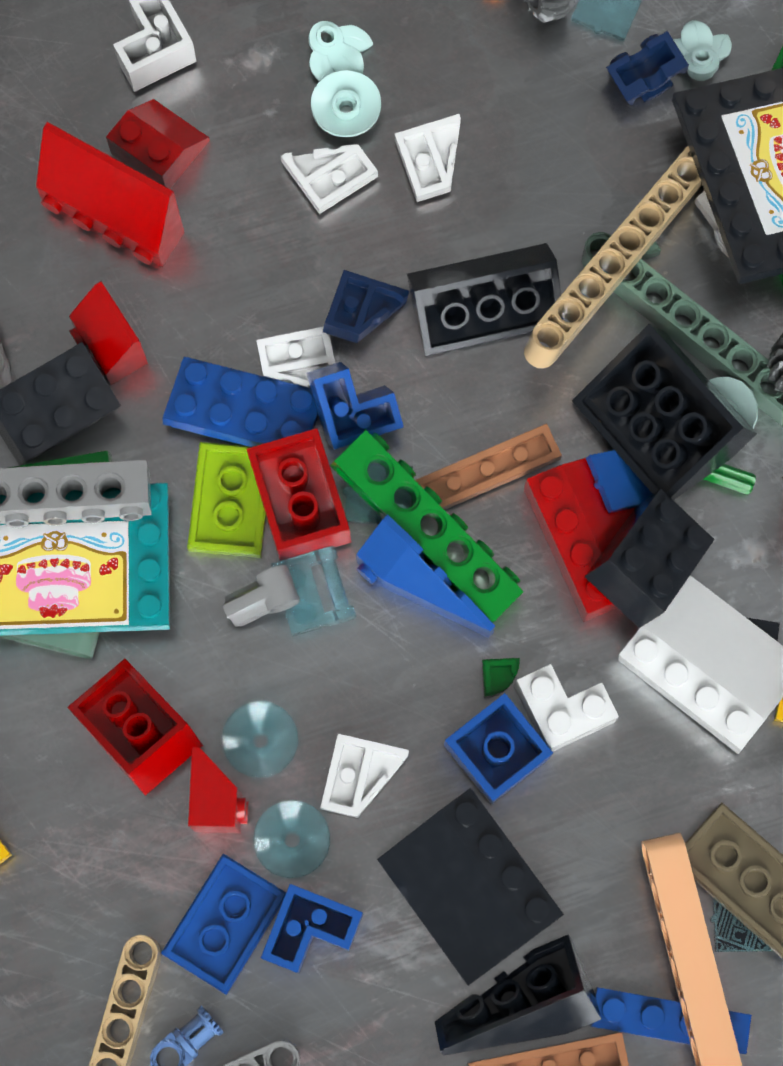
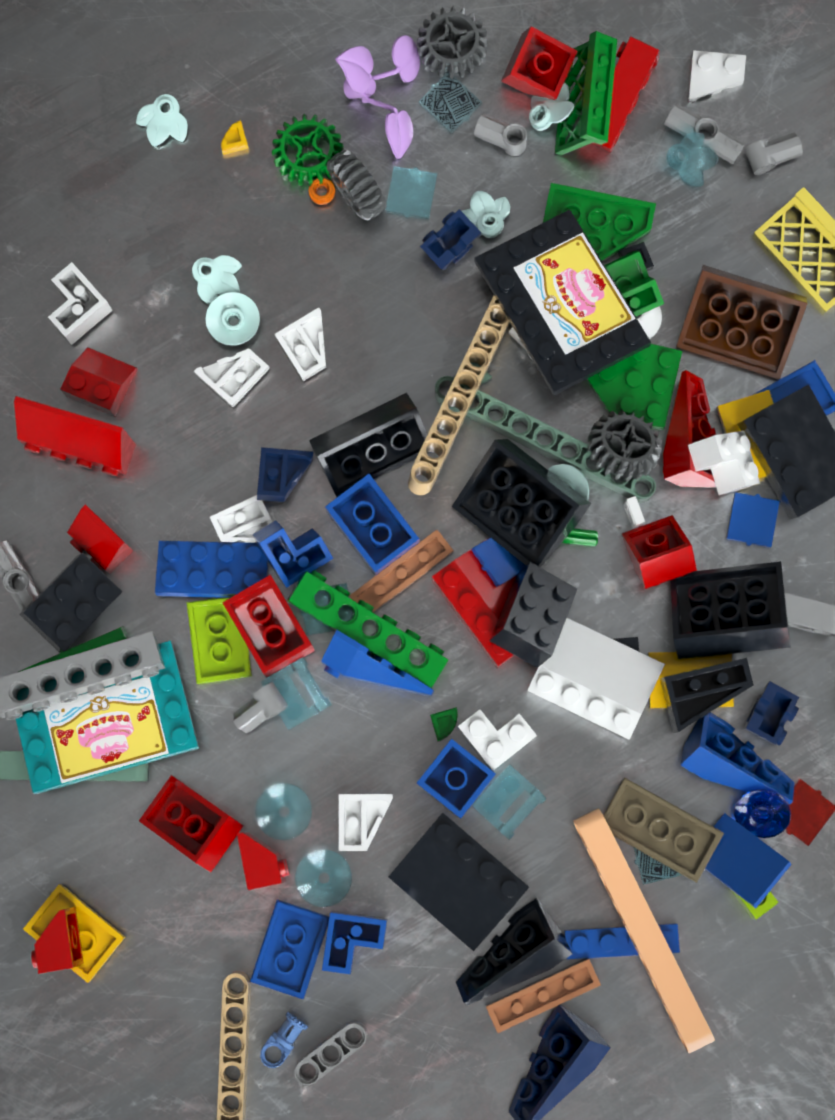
camera: 10 degrees left, 5 degrees up
(464, 396) = (372, 524): none -> blue brick
(553, 787) = (502, 795): none -> clear light blue plate

